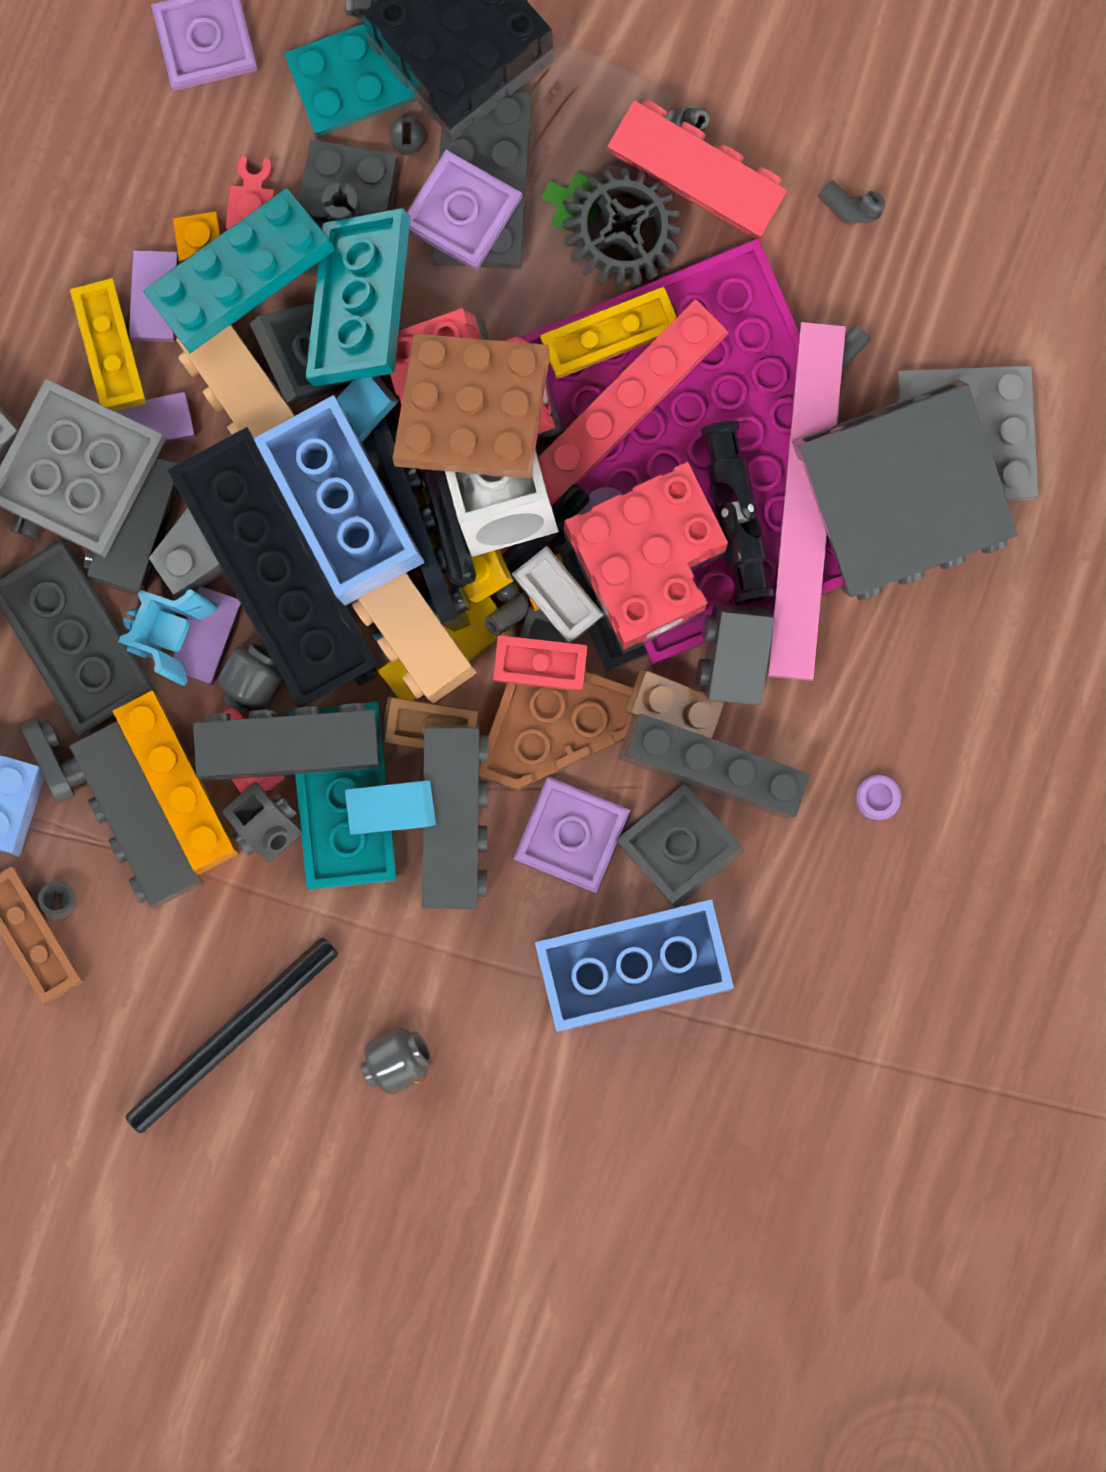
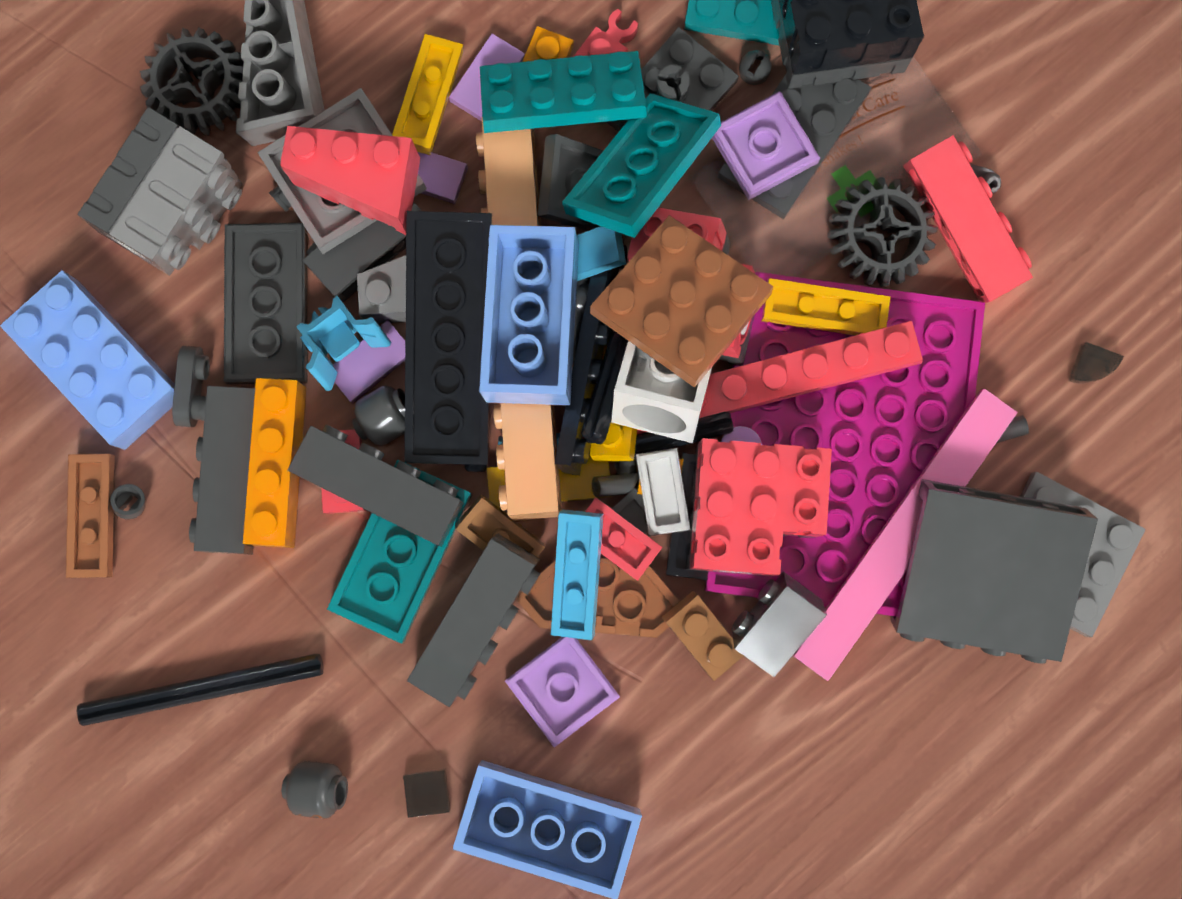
camera: 25 degrees right, 0 degrees up
(95, 461) = (355, 169): none -> coral wedge
(262, 822) = (322, 535): dark grey brick -> none
(390, 807) = (428, 585): medium azure tile -> none
(502, 1005) = (426, 793): none -> clear smoke tile
(522, 716) = (576, 574): none -> medium azure plate
(680, 846) = (642, 751): dark grey plate -> none
(714, 766) = (707, 704): dark grey brick -> none
(745, 542) = (854, 474): black piece -> none
(852, 209) = (1071, 323): dark grey arm -> none
(878, 798) = (823, 804): lavender tile -> none
(896, 236) = (1094, 364): none -> clear smoke tile

